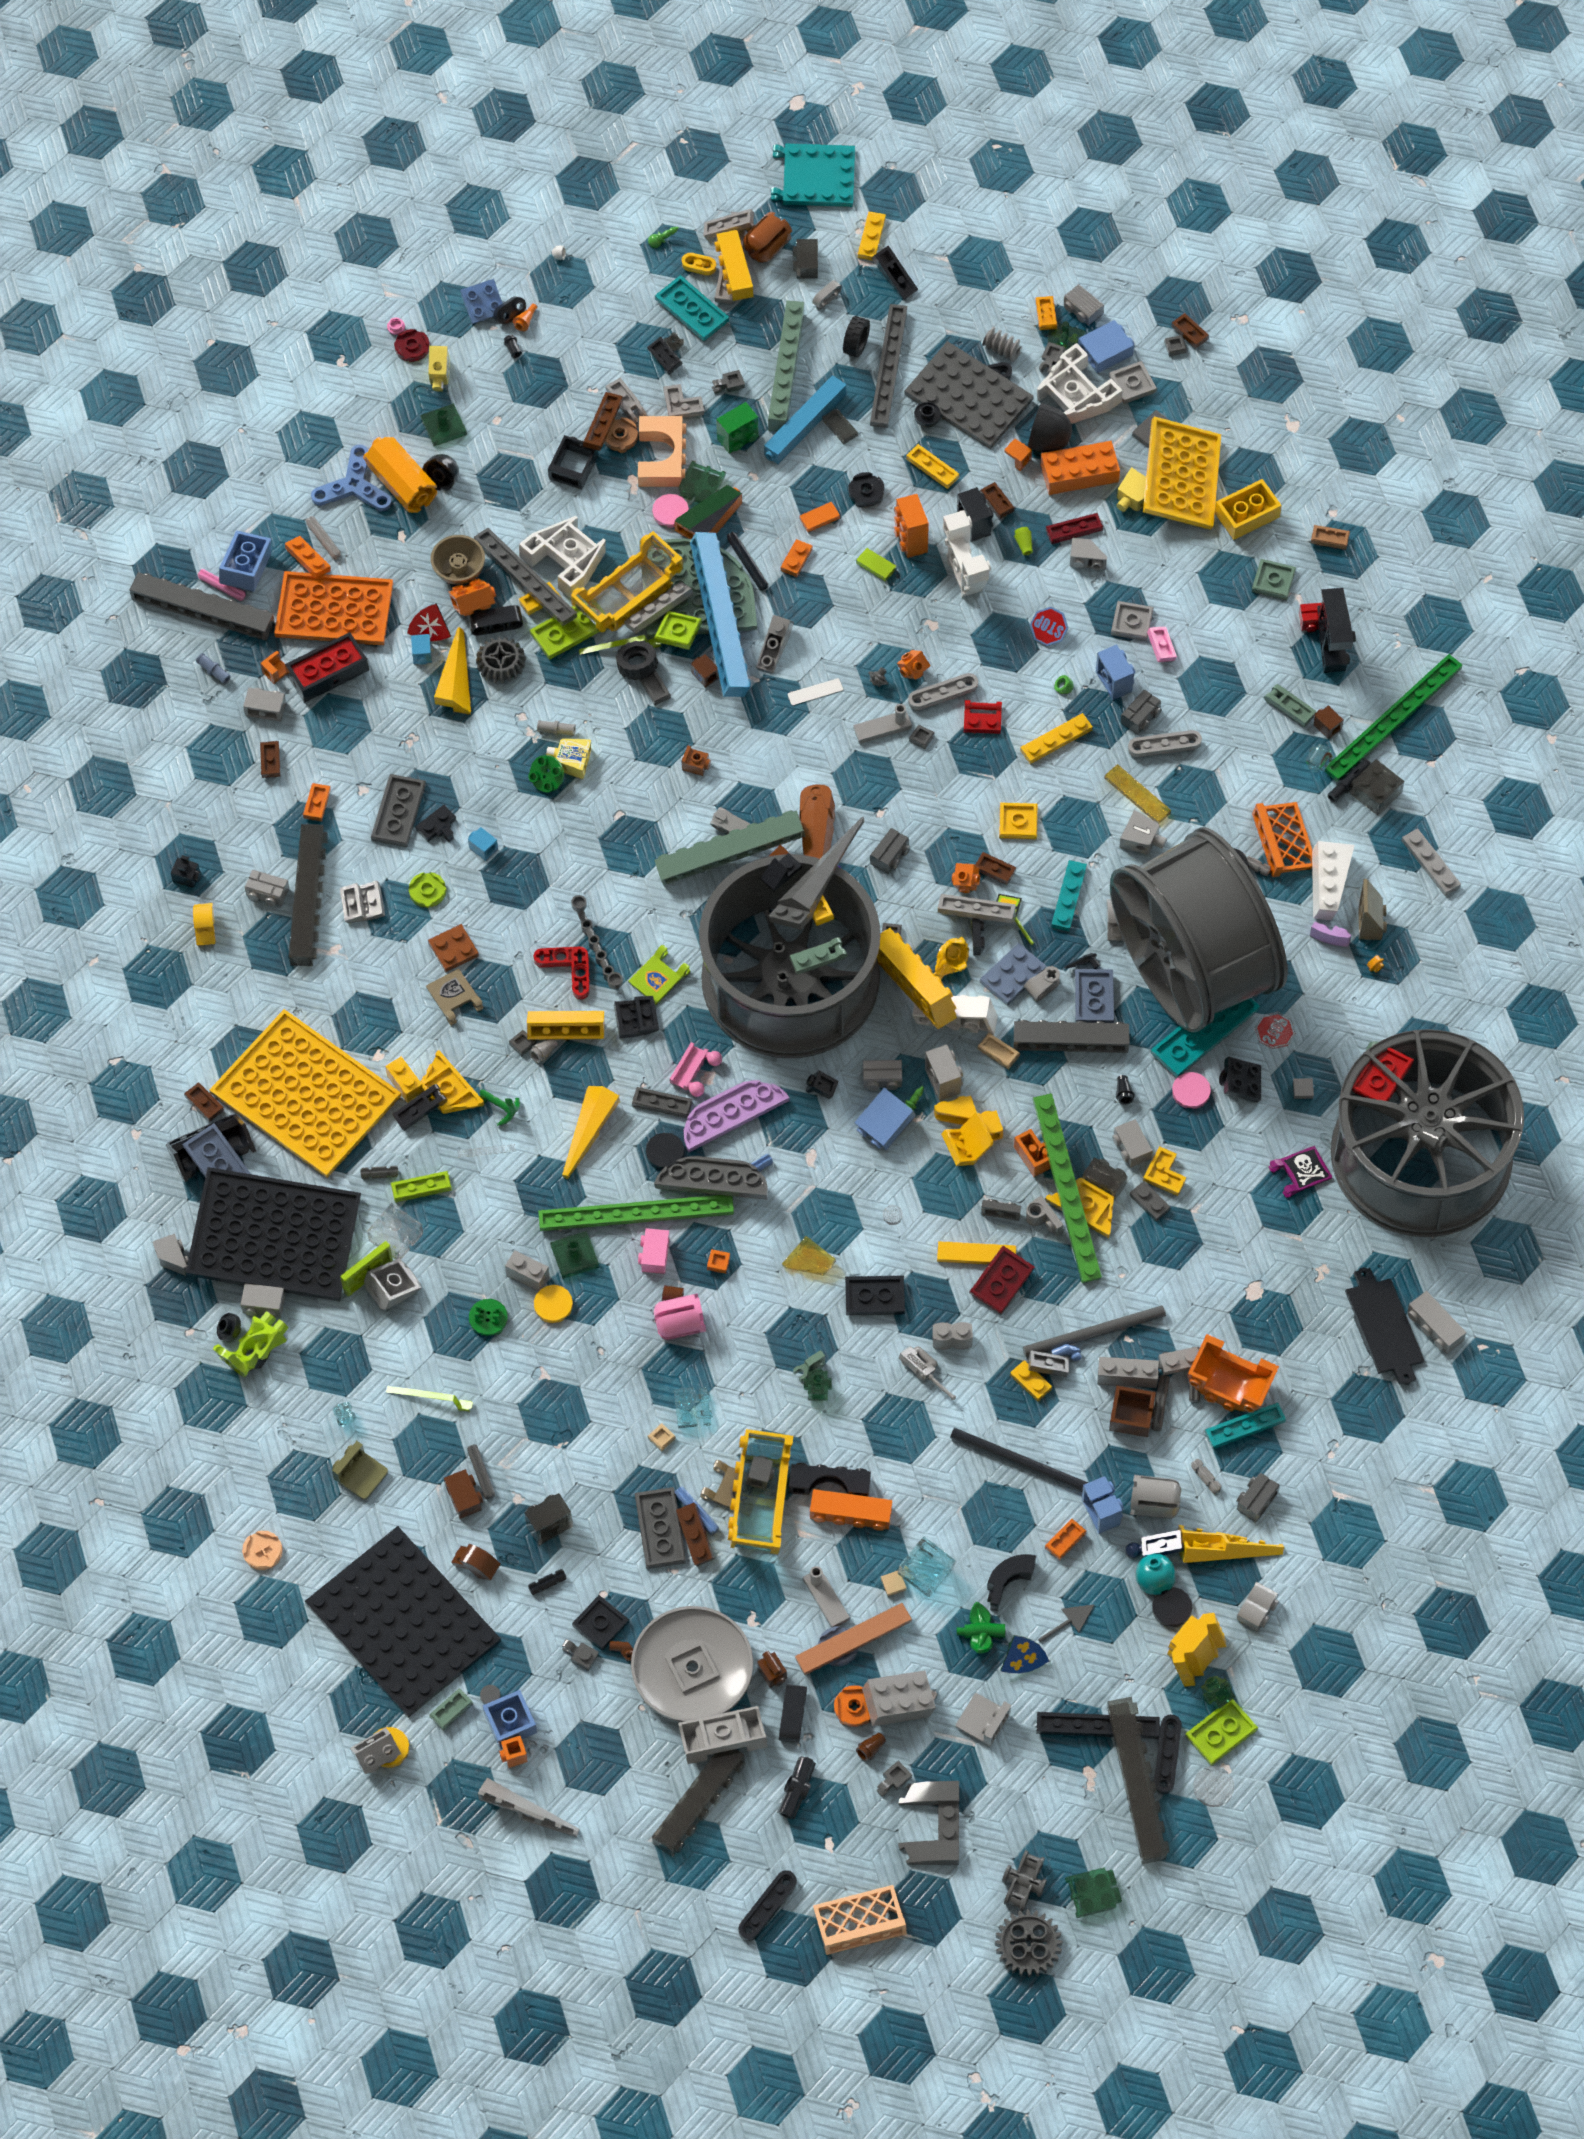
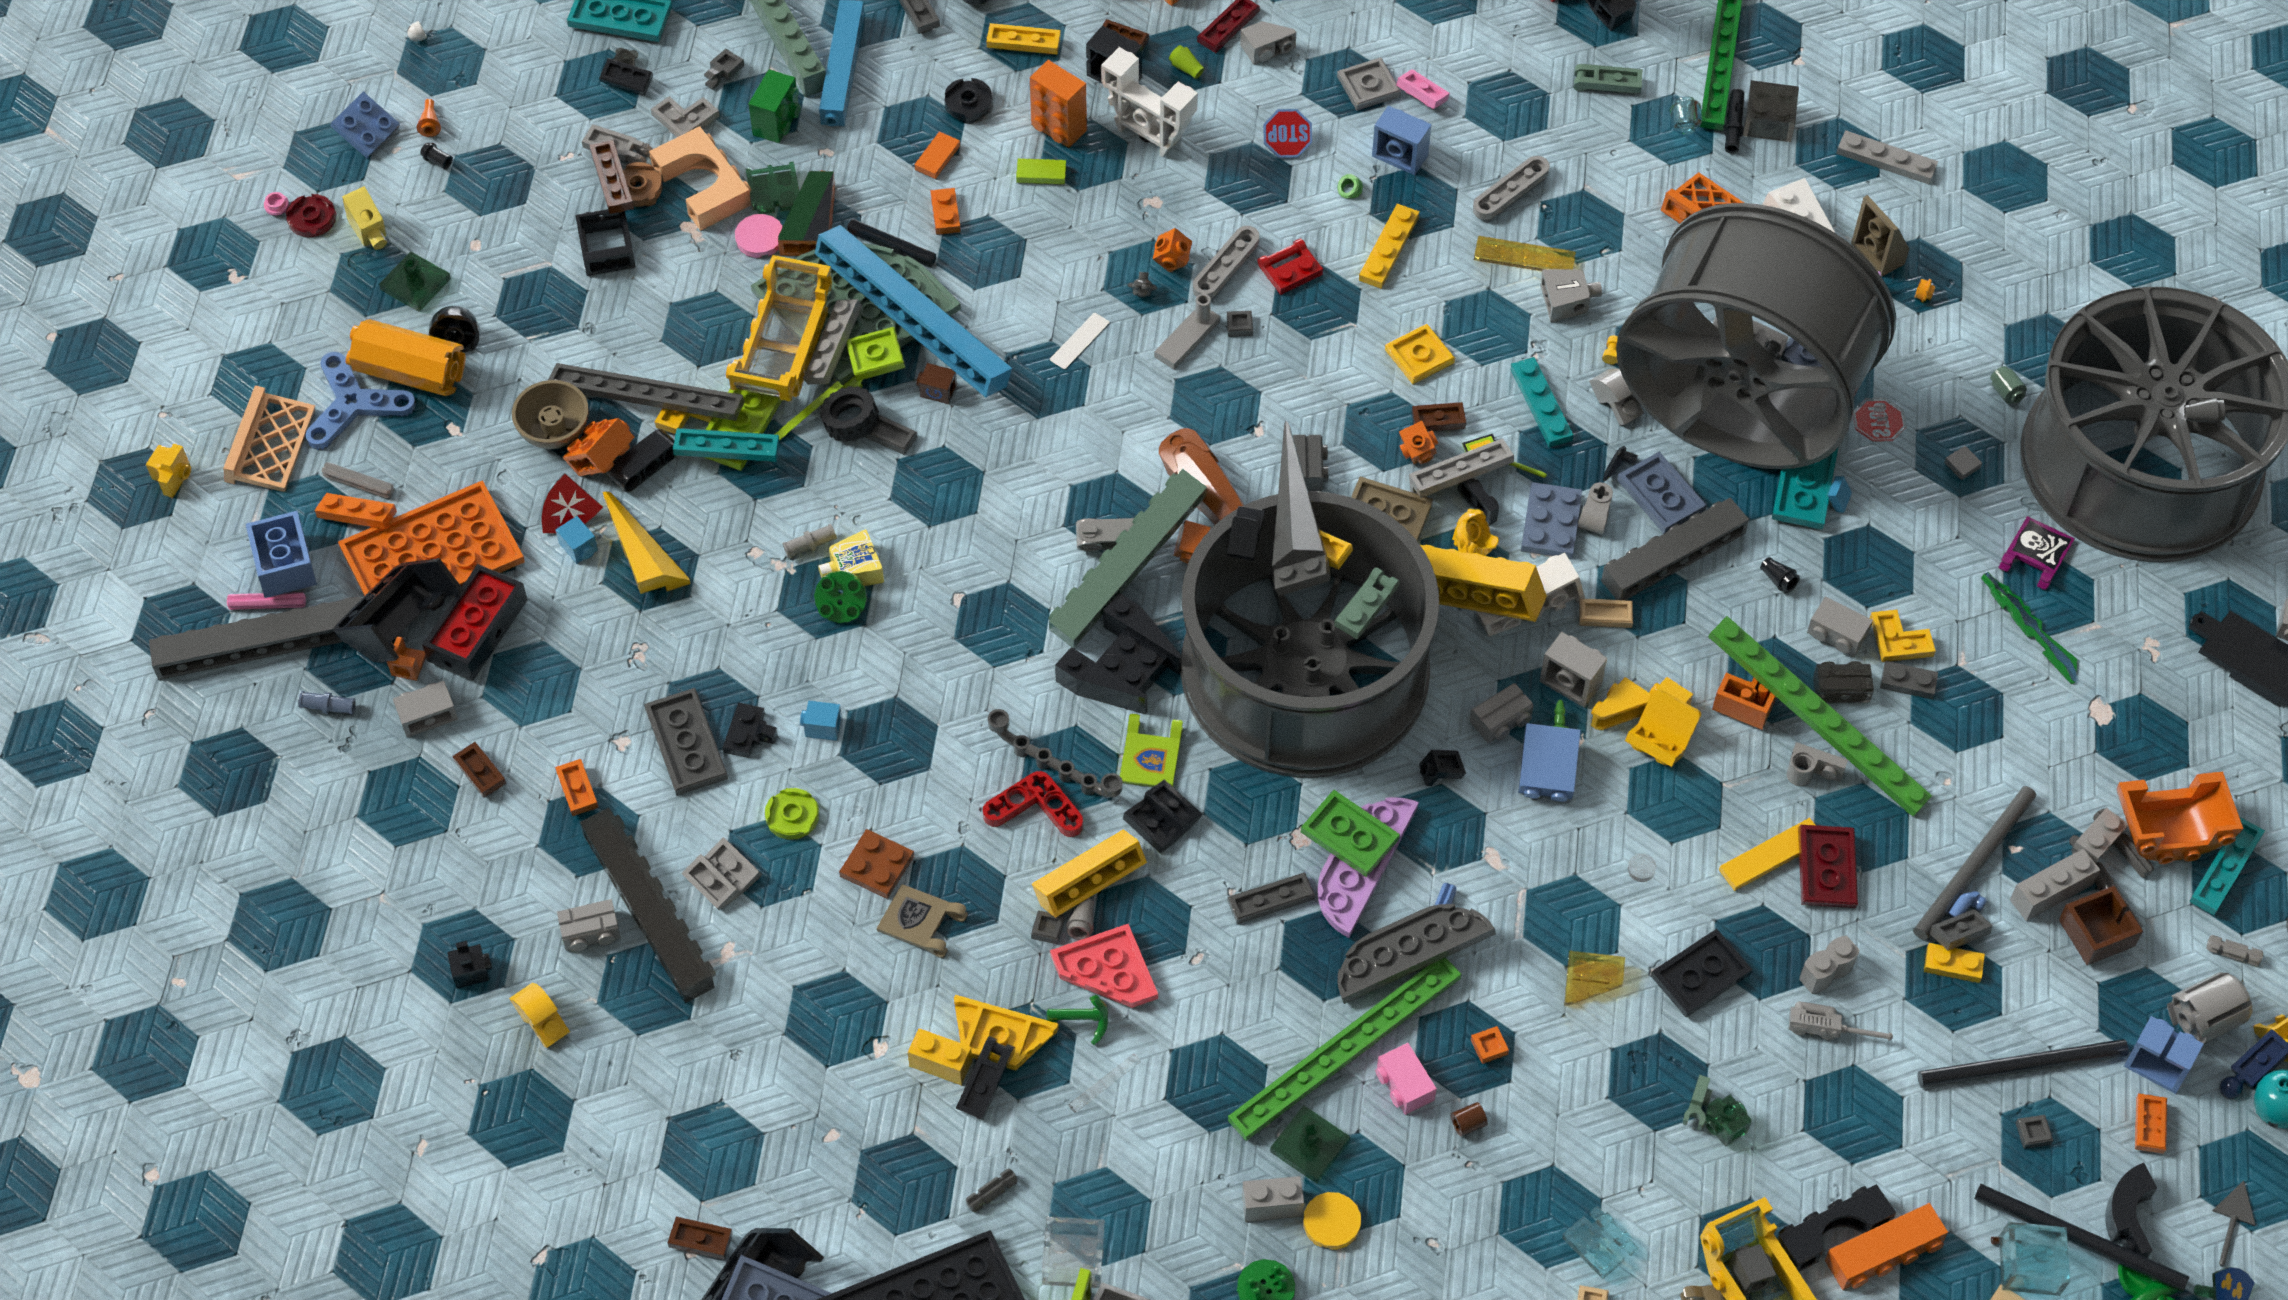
camera: 35 degrees left, 5 degrees down
(220, 468) = (169, 468): none -> yellow brick
(278, 471) = (246, 440): none -> light nougat fence
(283, 631) = (393, 605): none -> black windscreen
(305, 1093) = (823, 1149): yellow plate -> none
(421, 1186) = (1056, 1176): lime tile -> none
(489, 660) = (690, 490): dark grey gear -> none
(510, 308) = (407, 114): black plate -> none
(537, 1085) = (1107, 966): none -> coral plate
(547, 638) = (726, 445): none -> teal plate
(569, 549) = (676, 335): white wedge -> none
(595, 1111) = (1202, 957): yellow wedge -> none
(664, 1150) = (1320, 953): black tile -> none
(679, 1317) = (1504, 1139): bright pink cylinder -> none
(680, 915) = (1127, 665): none -> black wedge
(690, 1065) = (1272, 836): bright pink gear -> none
(695, 761) = (1005, 488): dark orange brick -> none
(731, 1091) = (1350, 833): none -> bright green plate
(774, 643) = (994, 311): light grey slope -> none
(840, 426) = (884, 51): clear smoke tile -> none
(915, 909) = (1398, 503): none -> dark tan plate
(966, 1574) = (2084, 1238): none -> black piece
(994, 1502) = (2034, 1131): none -> dark grey tile
(1001, 1210) = (1760, 787): dark grey plate -> none
(1096, 1206) = (1861, 714): yellow wing -> none
(1141, 711) = (1459, 168): dark grey brick -> none
(1191, 1090) = (1849, 533): bright pink tile -> none
(1204, 1062) = (1839, 494): none -> dark azure tile
(1241, 1079) = (1895, 489): black plate -> none
(1256, 1214) = (2032, 627): none -> green sword
(1328, 722) = (1662, 74): reddish brown brick -> none
(1372, 1081) = (2083, 393): red tile -> none

